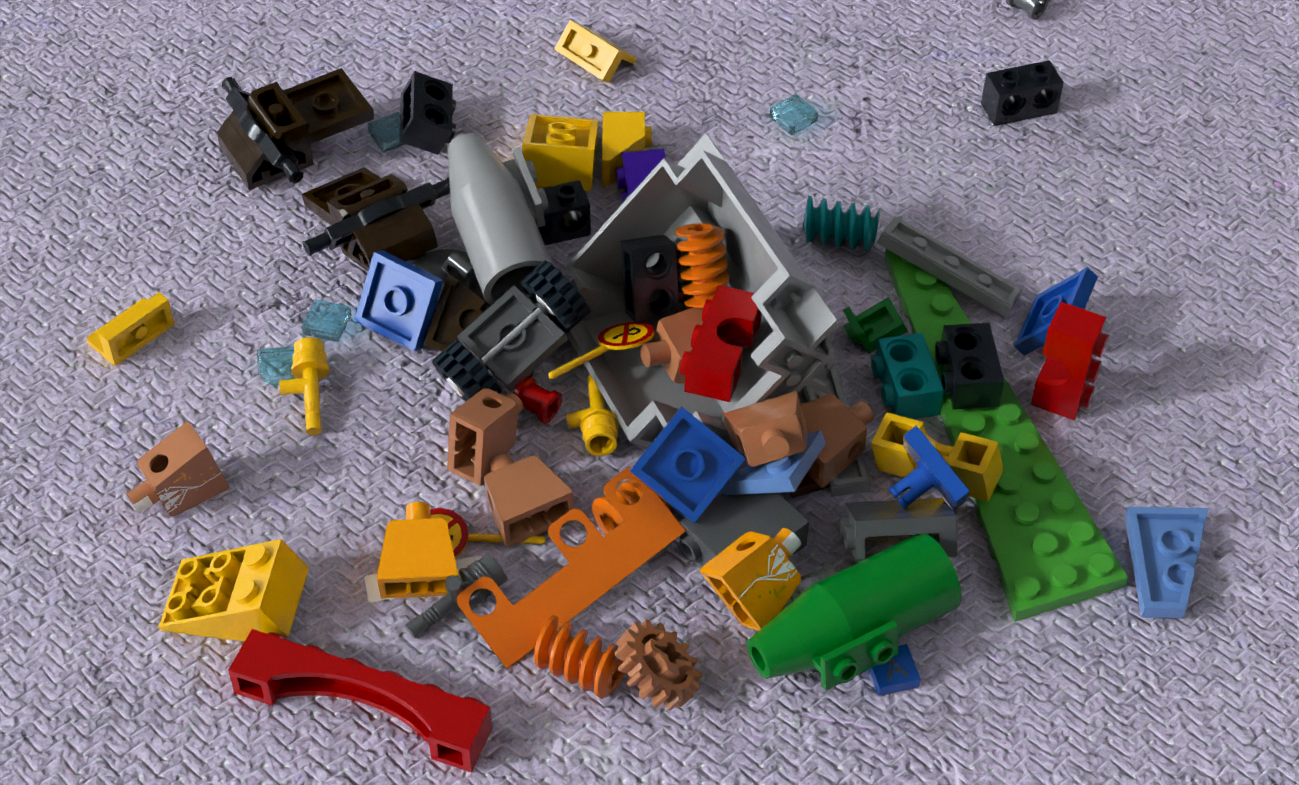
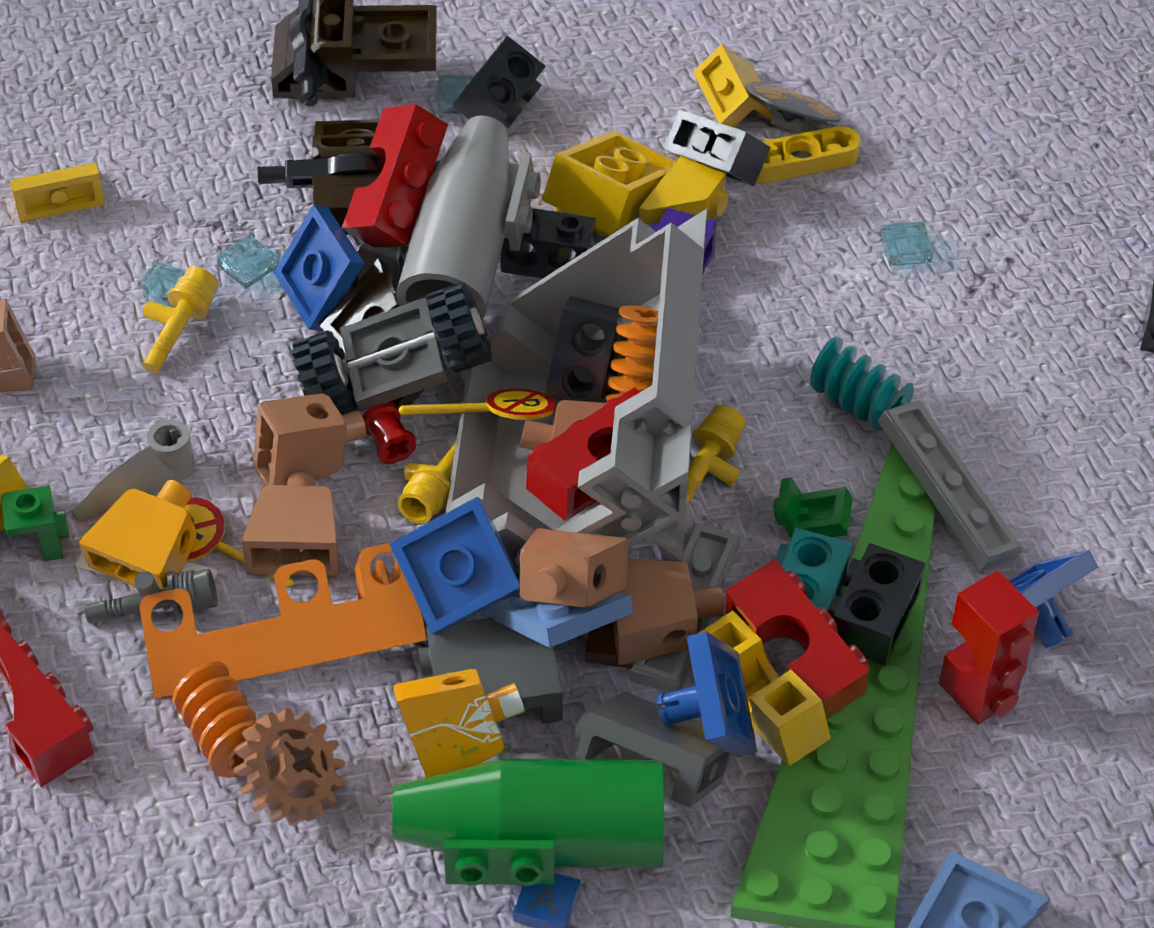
camera: 30 degrees right, 0 degrees up
(326, 576) = (36, 512): none -> green bracket
(373, 510) = (164, 459): none -> light grey piece
(436, 231) = (389, 206): none -> red arch
(623, 94) = (717, 146): none -> brick
(657, 43) = (795, 103): none -> dark grey shield
(658, 93) = (829, 148): none -> yellow beam
(918, 395) = (778, 607): none -> red arch

